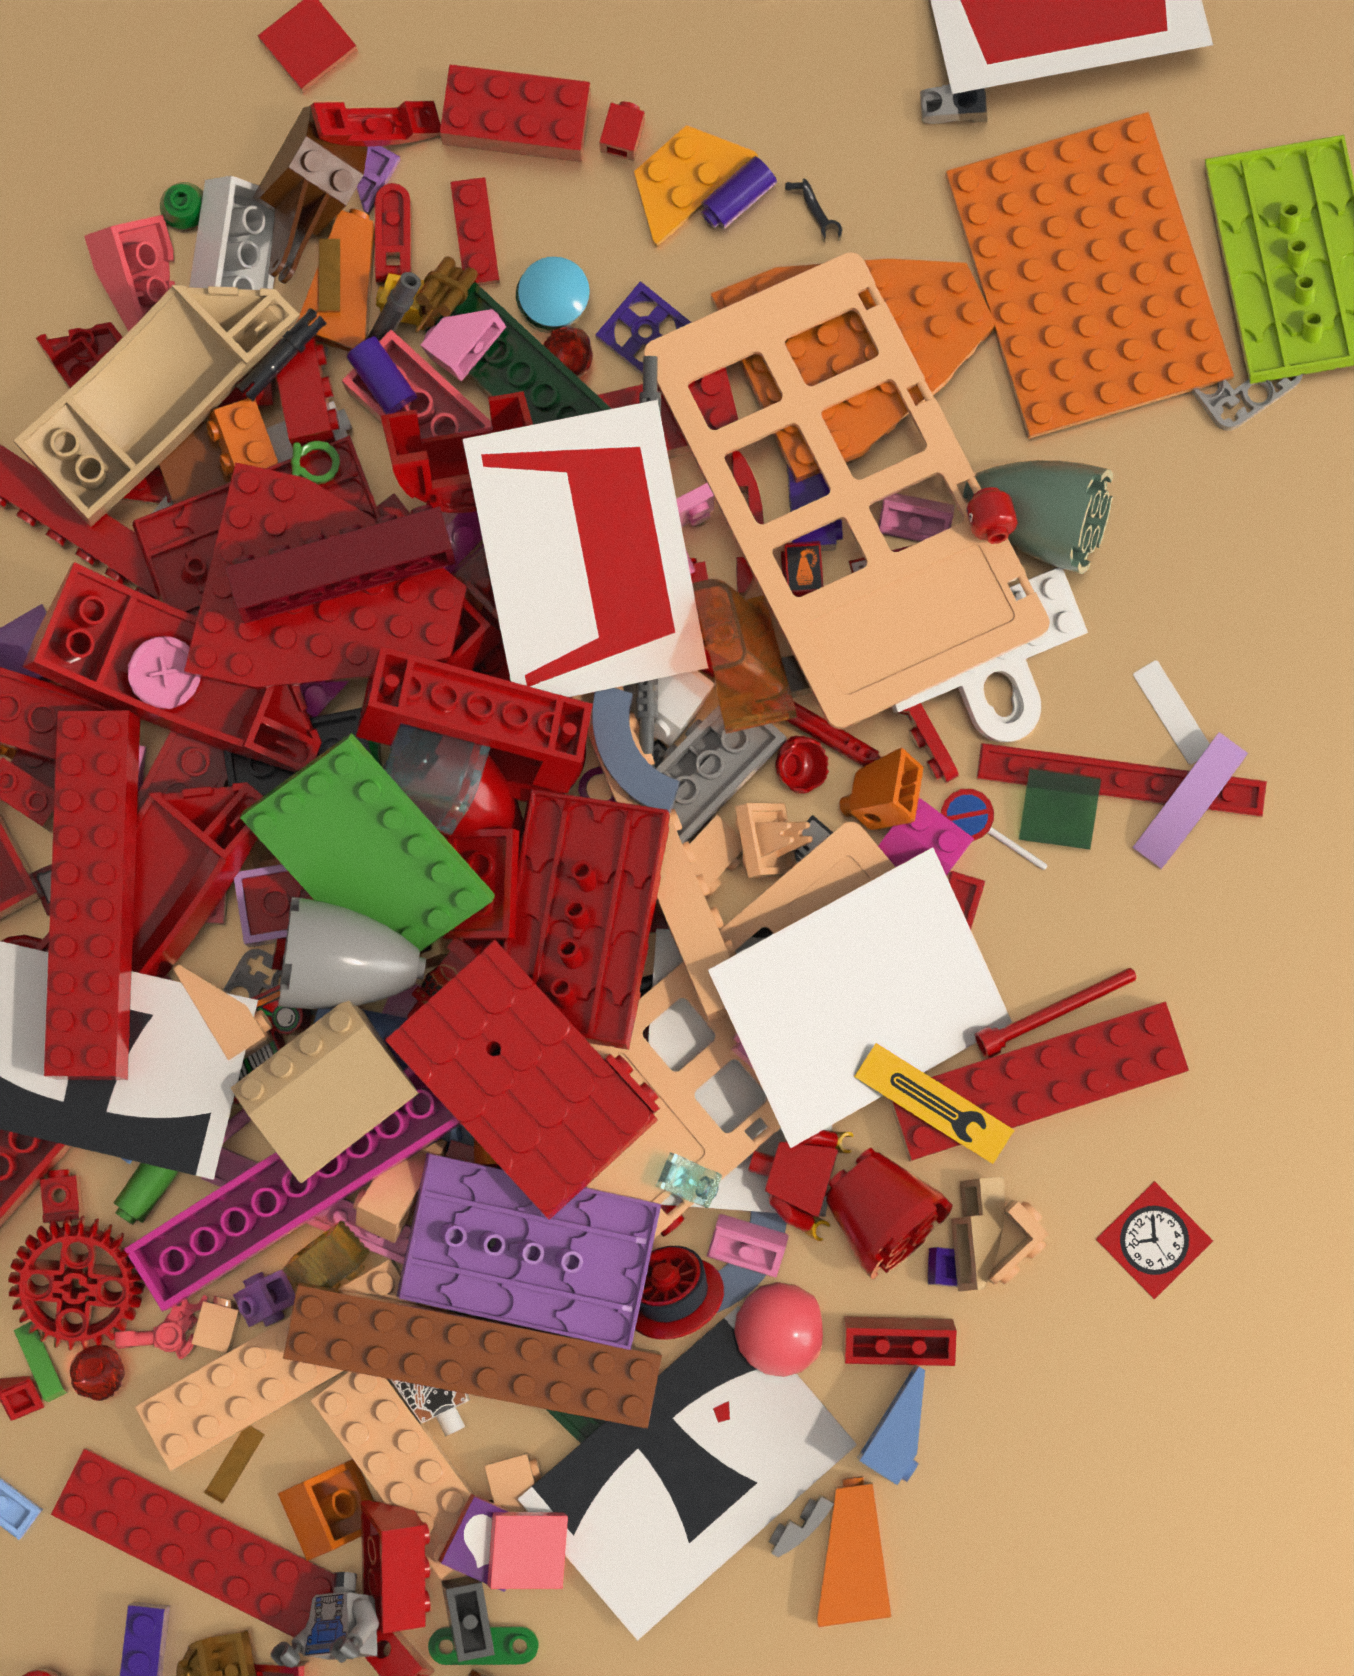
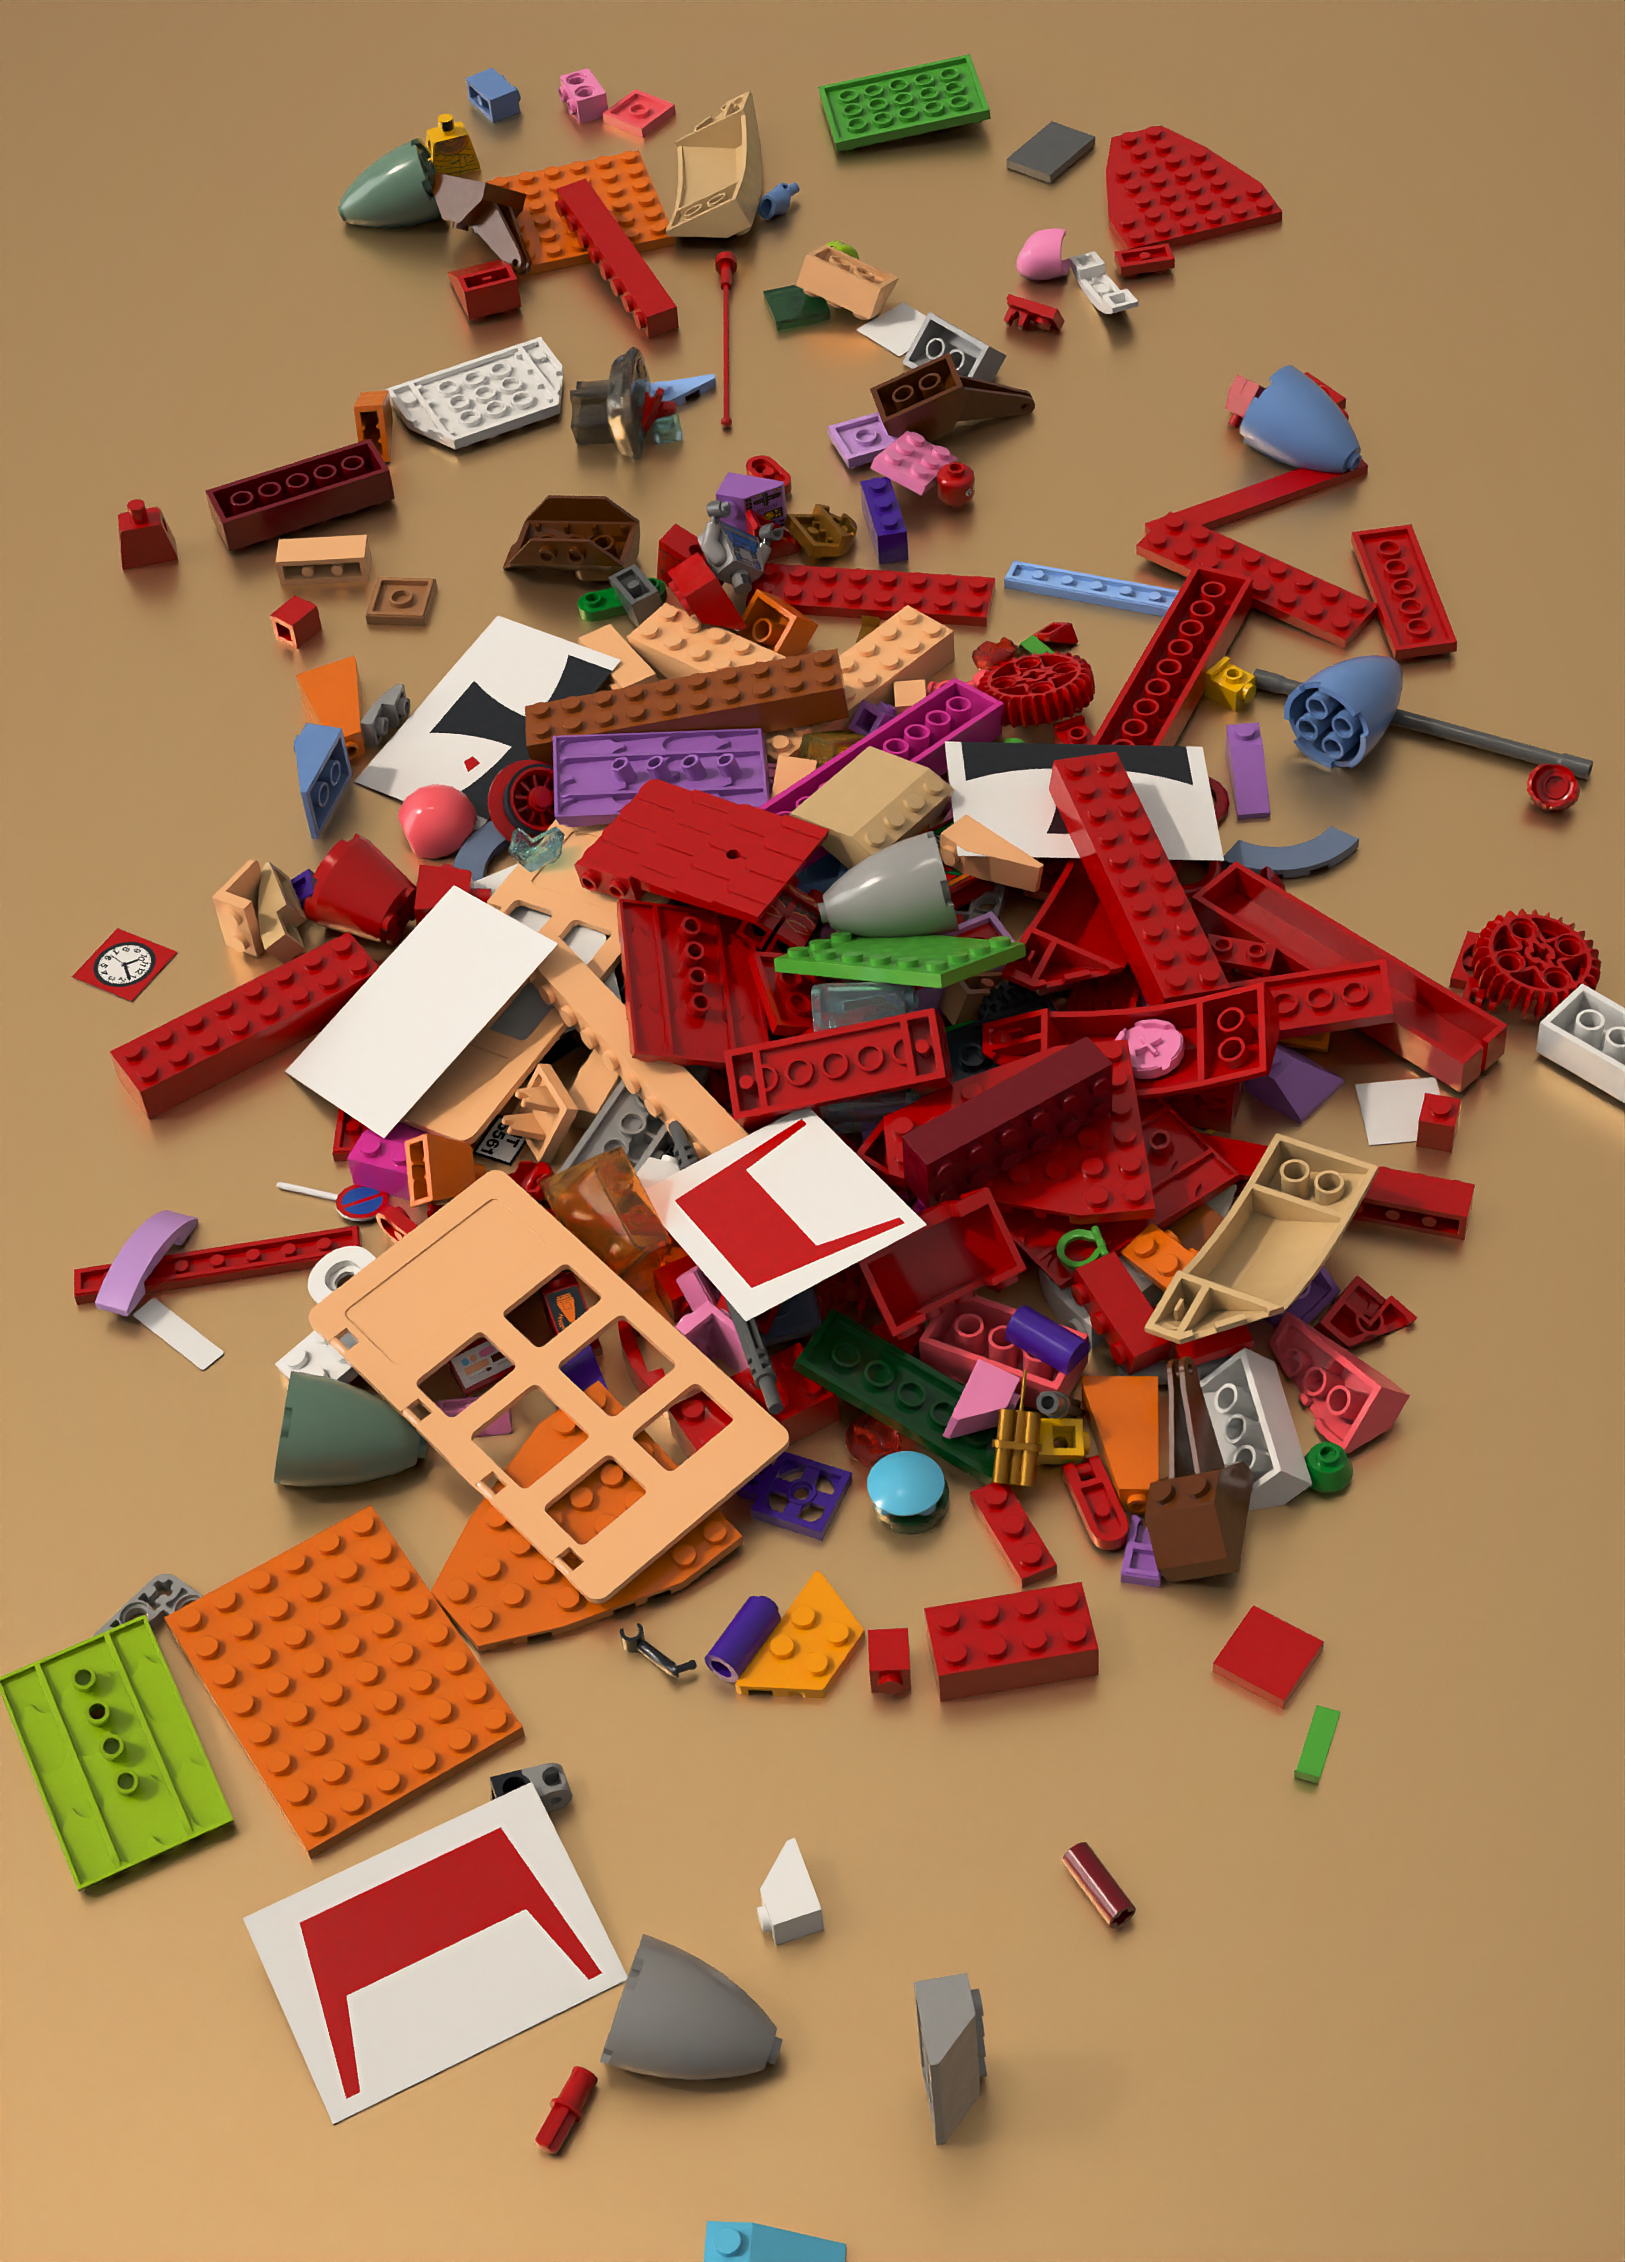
camera: 165 degrees right, 35 degrees down
(282, 353) = (1141, 1341): black pin -> none
(329, 275) = (1140, 1423): pearl gold piece -> none
(376, 126) = (1159, 1577): red slope -> none
(470, 1540) = (634, 622): tile -> none
(527, 1550) = (600, 625): coral tile -> none
(621, 755) = (692, 1098): sand blue tile -> none
(747, 1245) = (480, 859): bright pink slope -> none
(899, 1341) = (314, 832): red brick -> none
(934, 1103) = (336, 961): yellow sticker -> none
(991, 515) = (386, 1378): red head -> none
(993, 1040) = (297, 1036): red piece -> none
(1059, 808) = (272, 1221): clear green tile -> none

